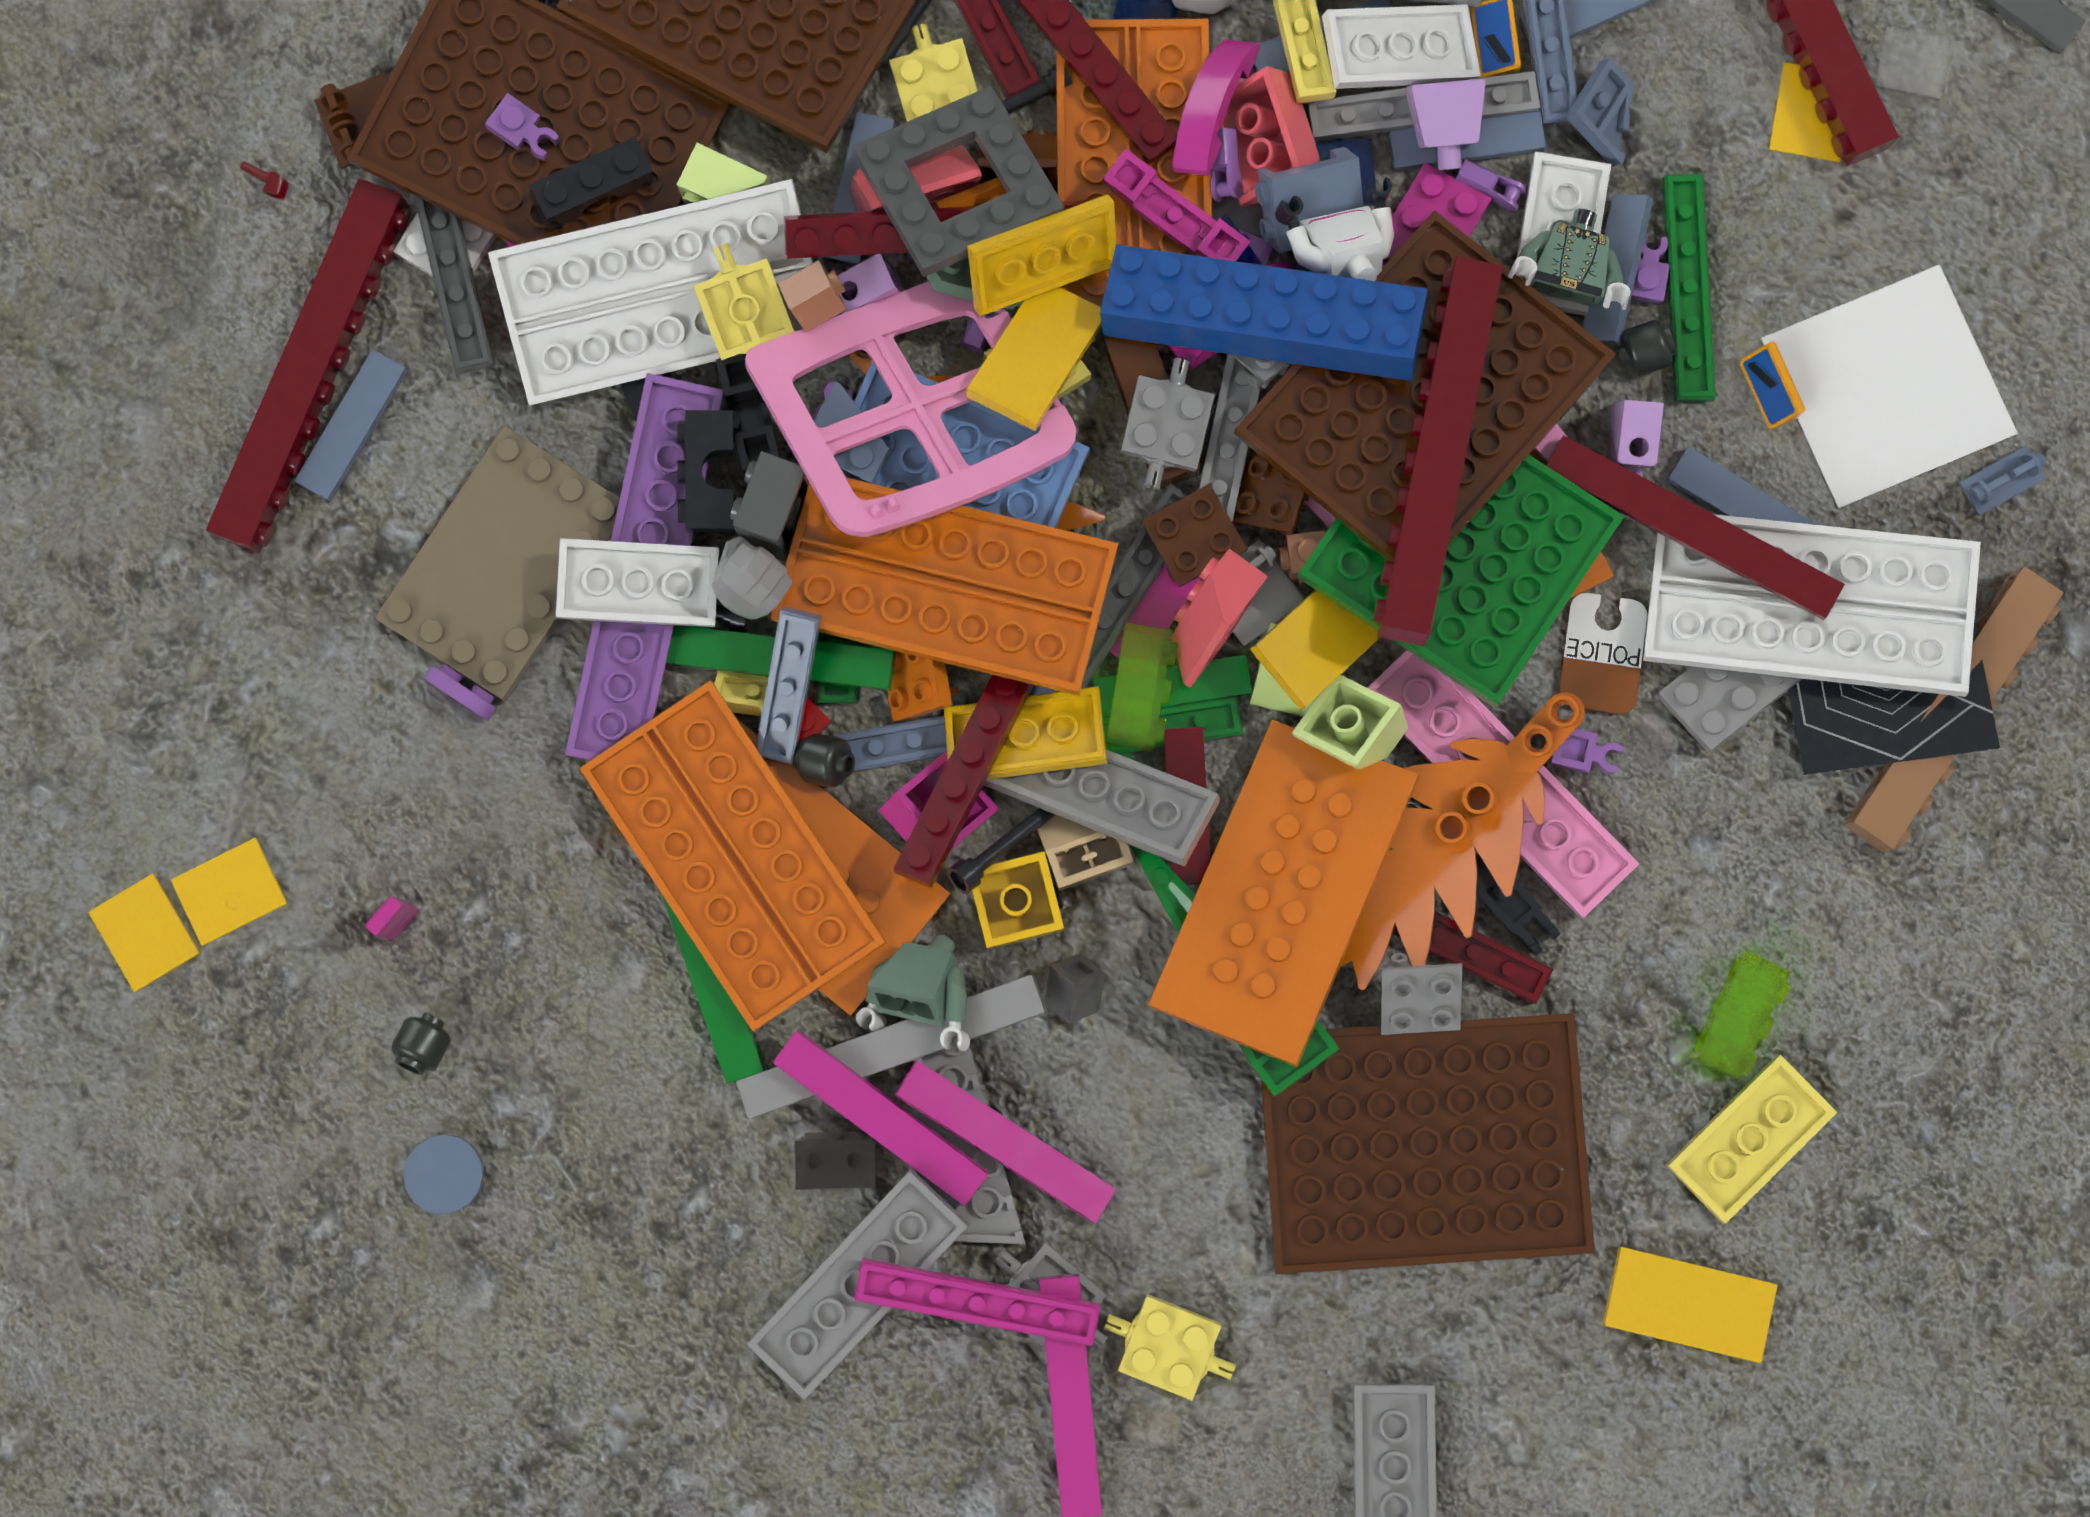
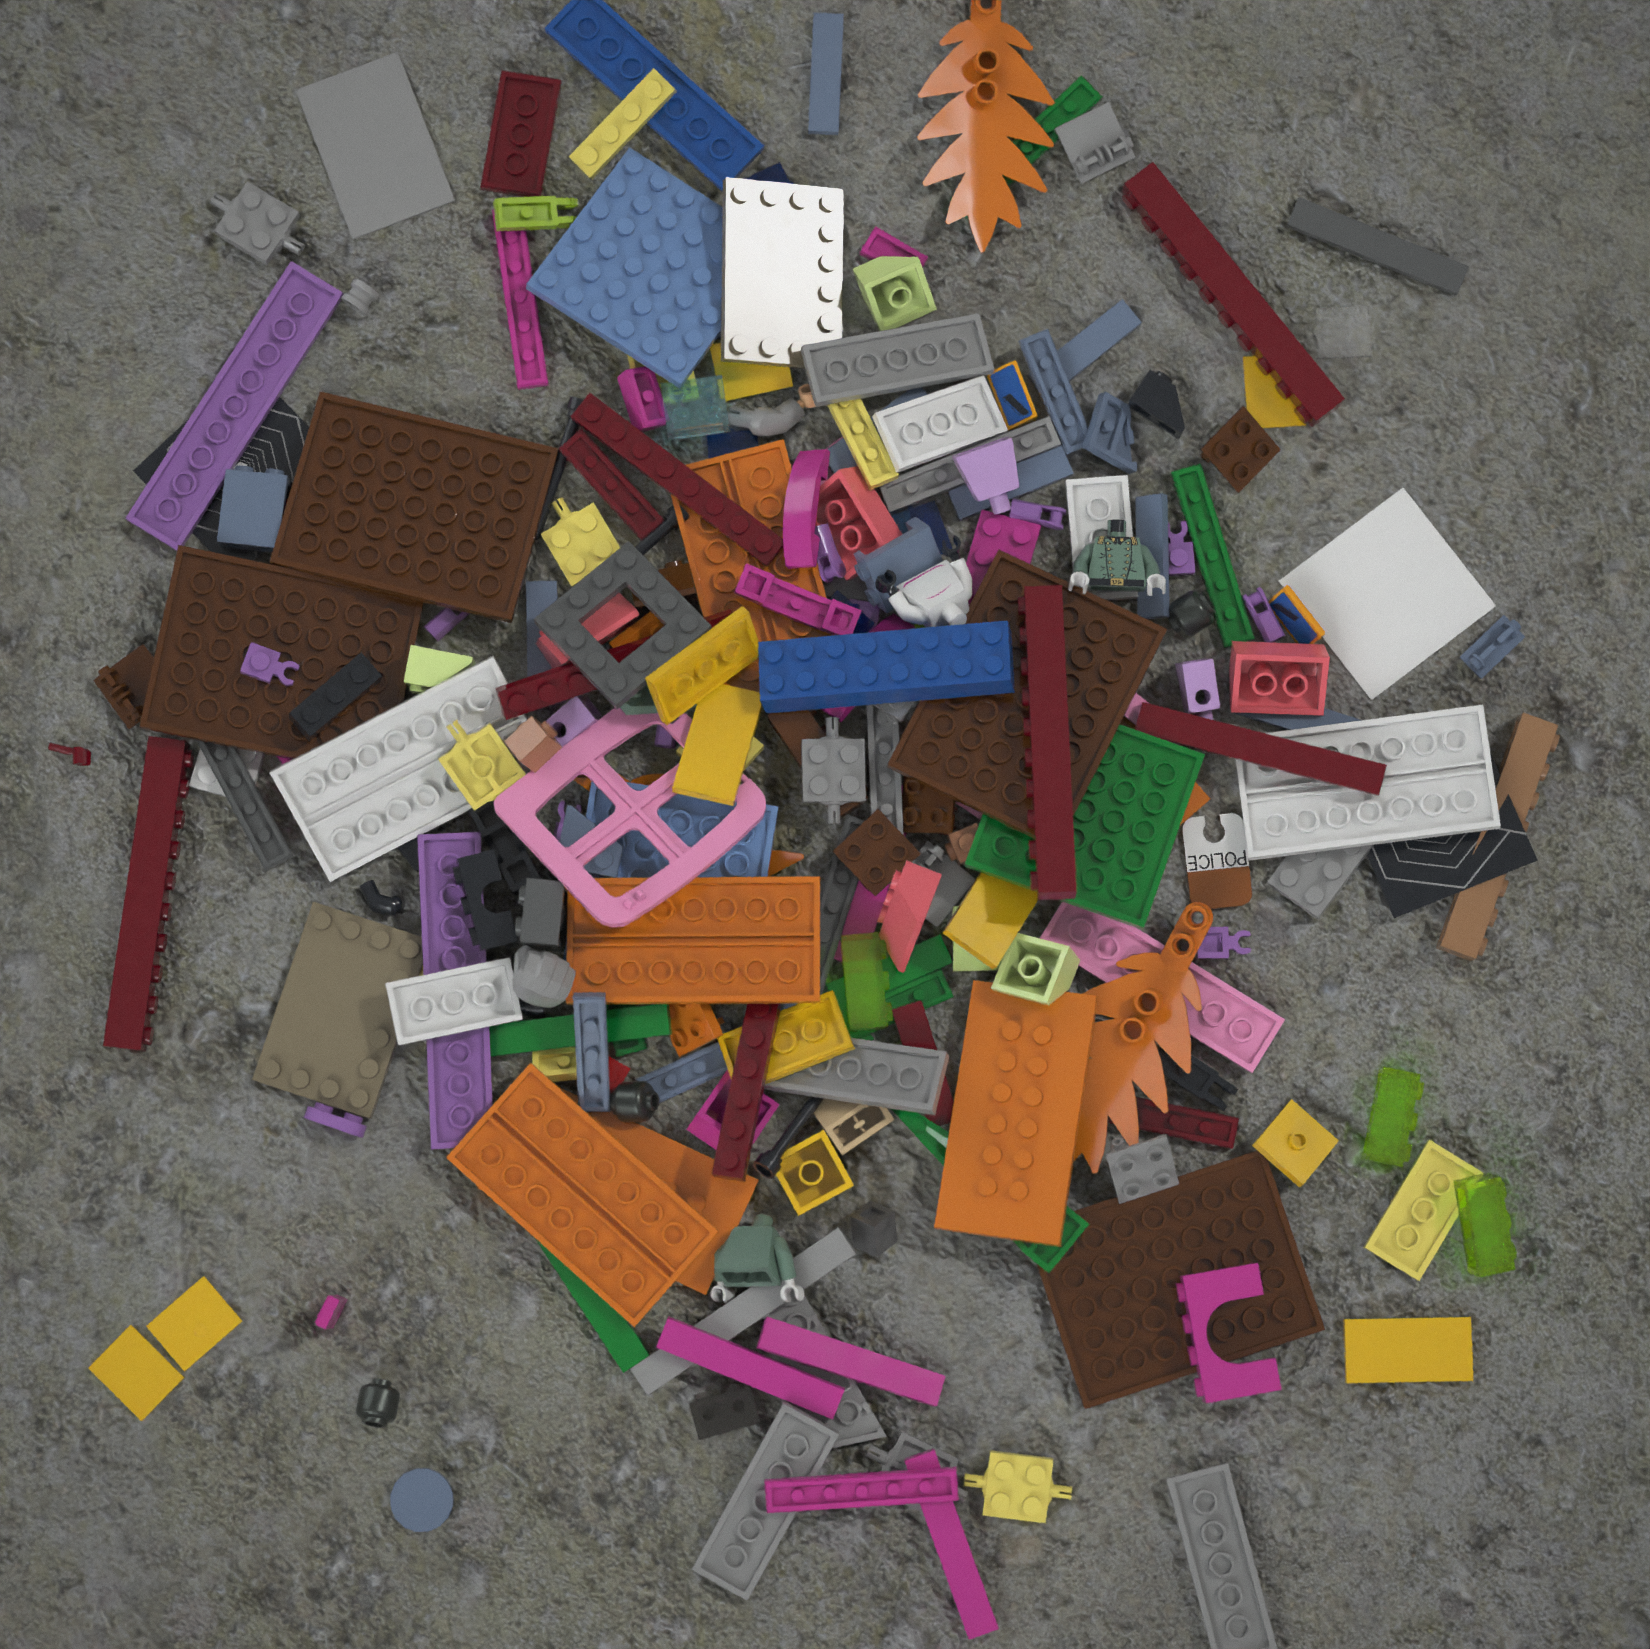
camera: 15 degrees left, 0 degrees up
(351, 425) = (192, 932): sand blue tile -> none
(583, 447) = (380, 903): none -> black arm
(749, 135) = (443, 623): none -> medium lavender bar
(1447, 1276) = (1216, 1377): none -> dark pink arch
(1614, 1017) = (1295, 1143): none -> yellow plate
(1670, 90) = (1159, 403): none -> black slope
(1734, 451) = (1278, 678): none -> coral slope
(1735, 379) = (1266, 620): none -> medium lavender bar
(1754, 168) = (1240, 449): none -> reddish brown hinge
(1824, 1176) = (1485, 1224): none -> clear neon green brick

